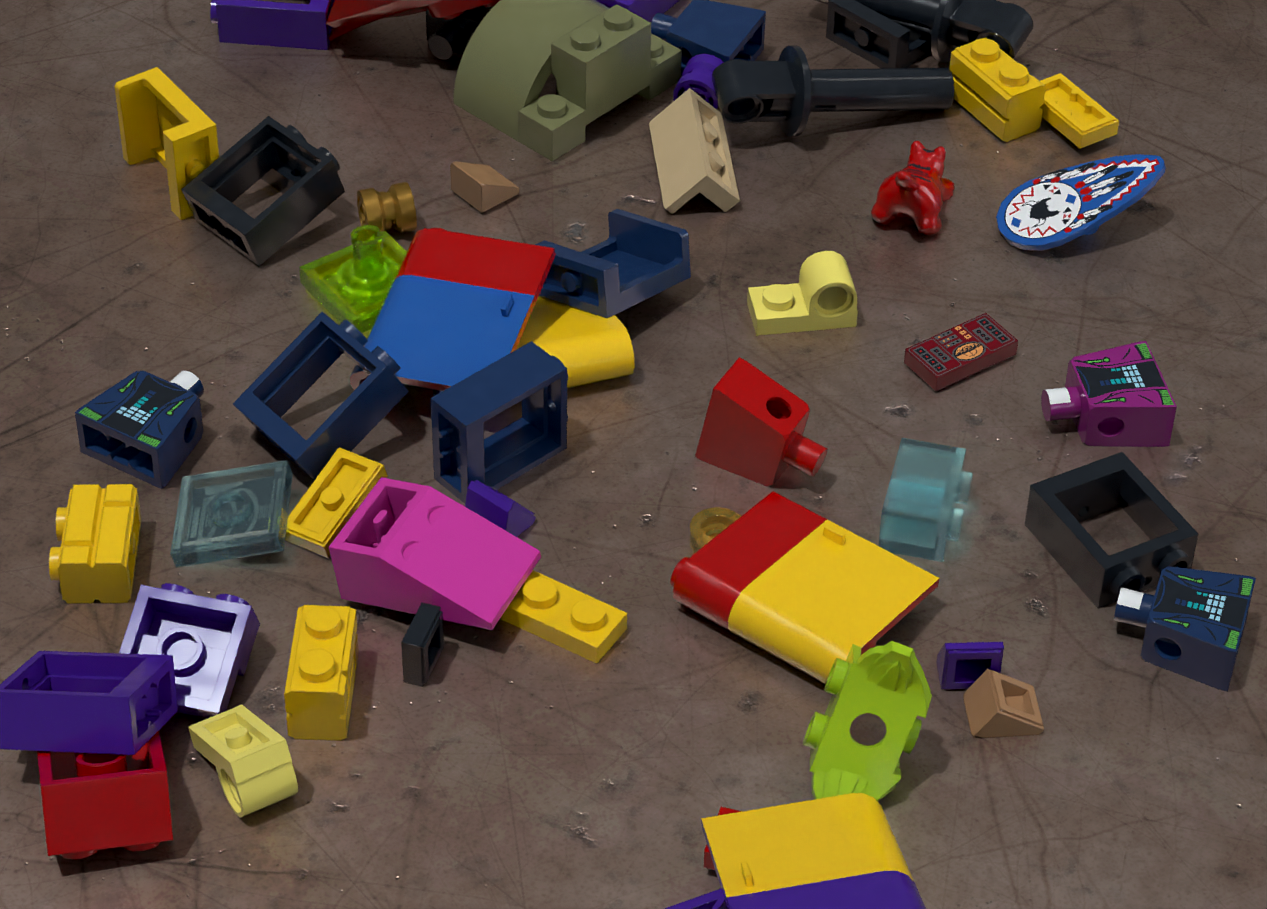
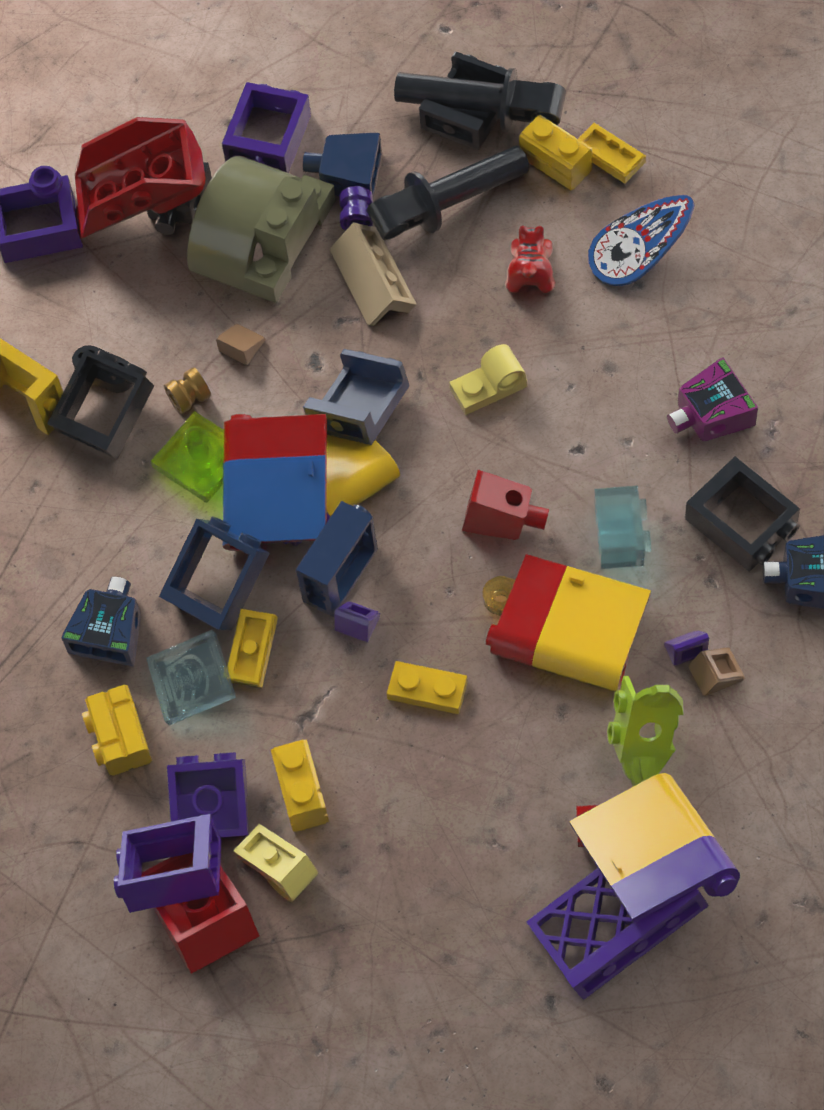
camera: 10 degrees left, 20 degrees up
(422, 644) = (352, 742): black tile -> none
(427, 548) = (334, 678): dark pink slope -> none
(960, 351) = (602, 391): dark red tile -> none

